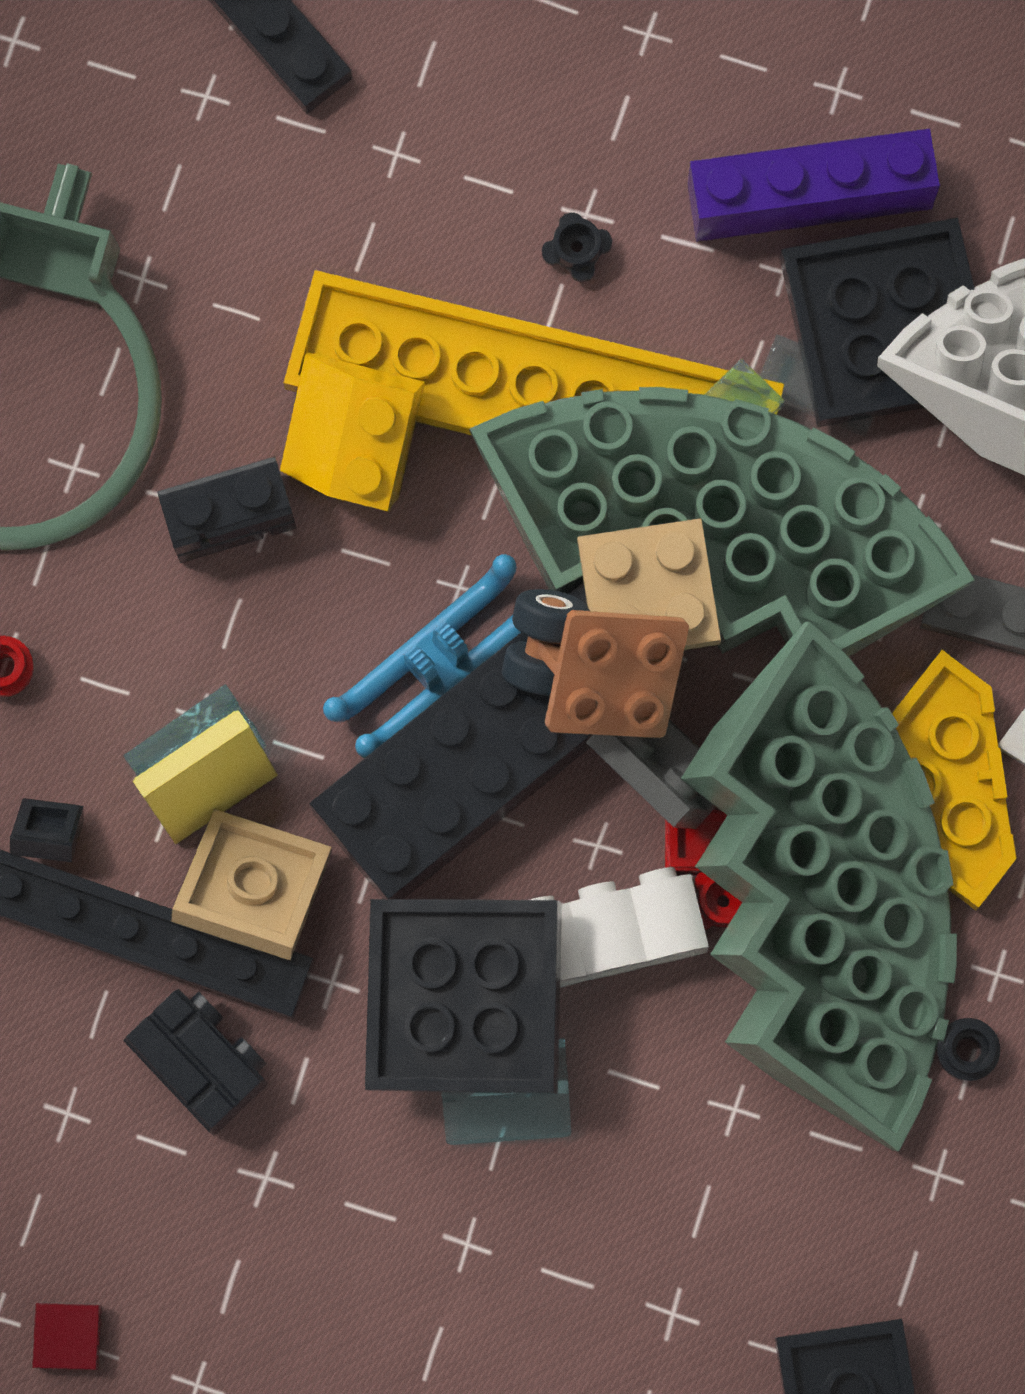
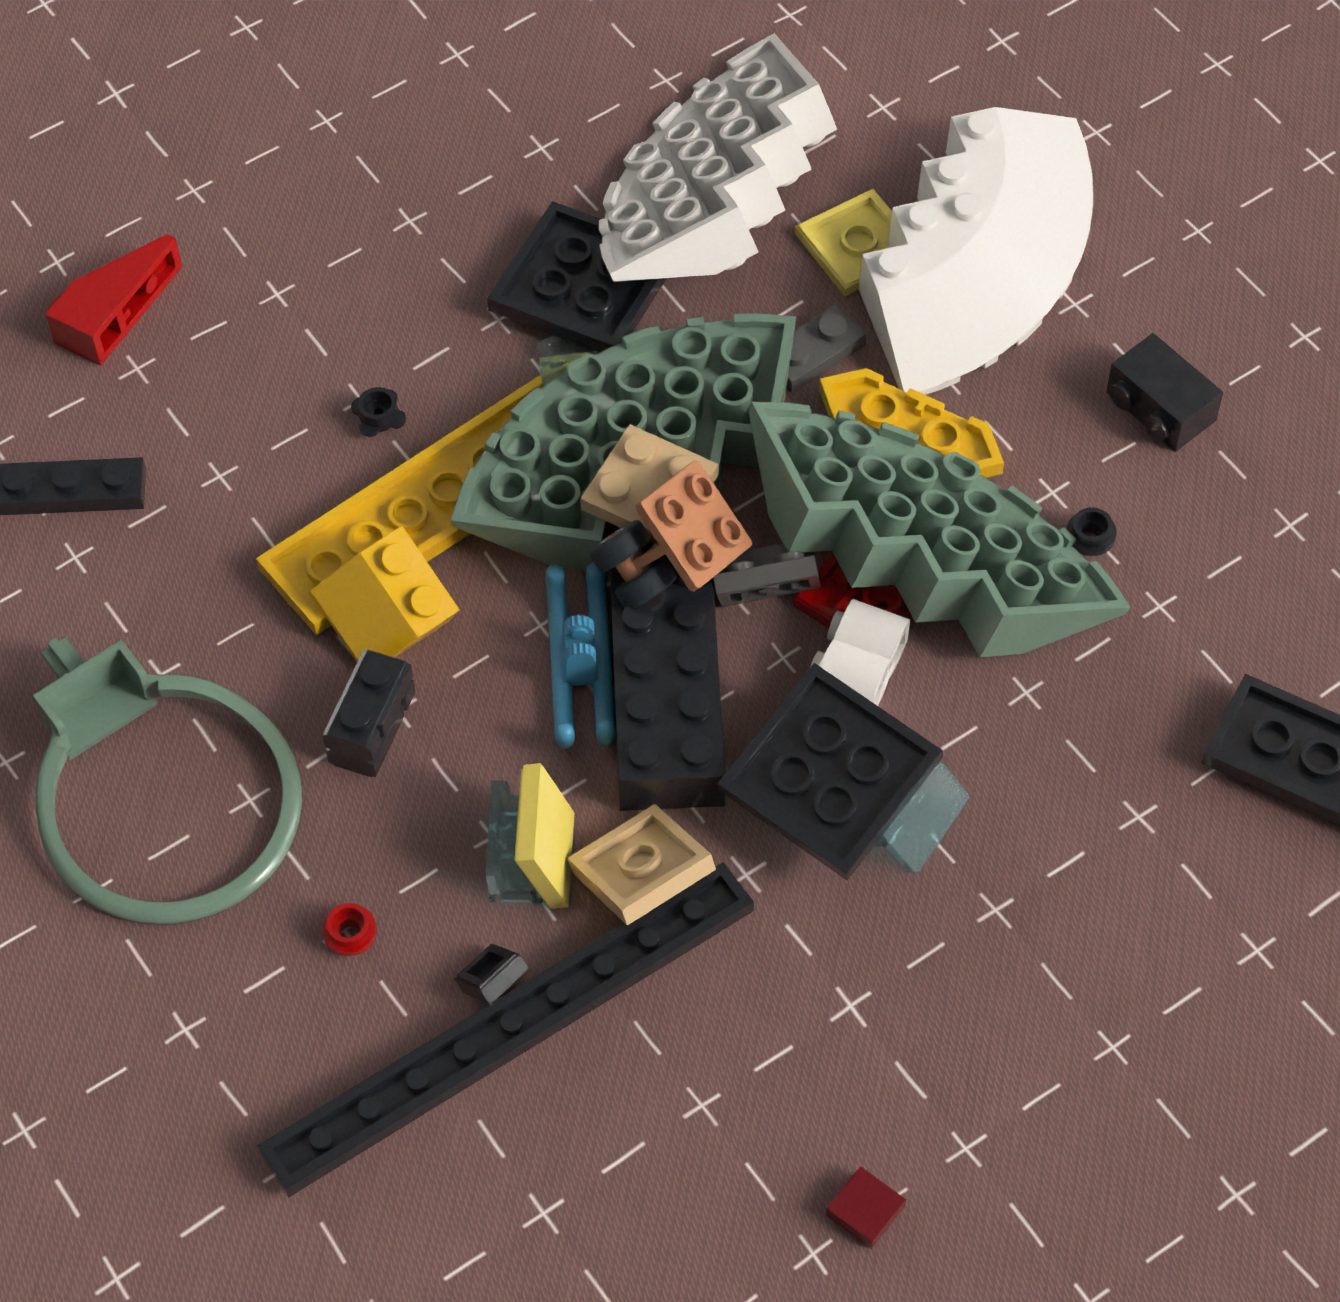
camera: 55 degrees left, 20 degrees down
(196, 1060) = (736, 983): black brick -> none
(813, 185) = (460, 260): dark purple brick -> none

